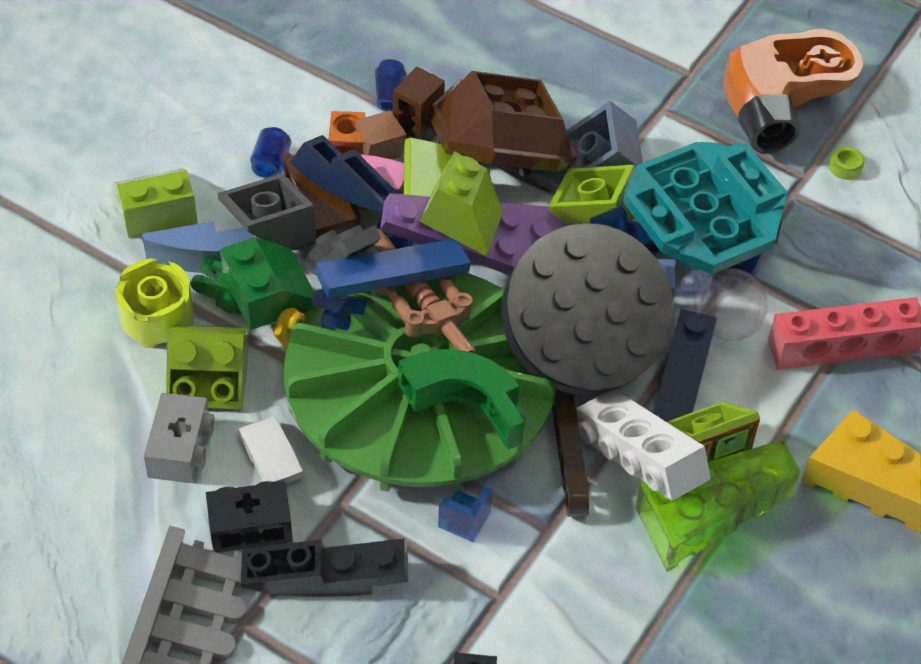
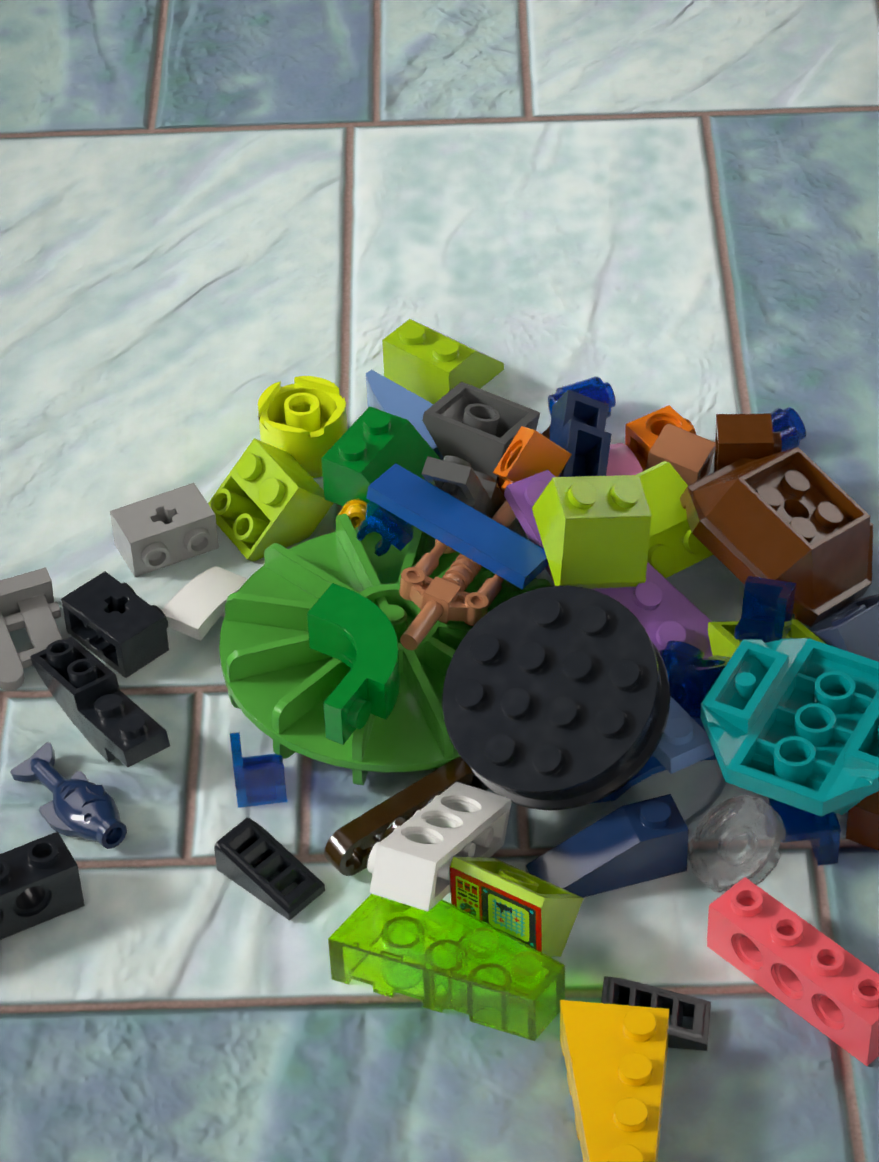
camera: 60 degrees right, 10 degrees down
(335, 201) = (530, 455): none -> orange brick
(406, 633) = (77, 805): none -> dark blue animal
(546, 569) = (246, 846): none -> black slope
(579, 173) = (766, 609): none -> clear blue panel
(806, 442) = (633, 993): none -> black slope

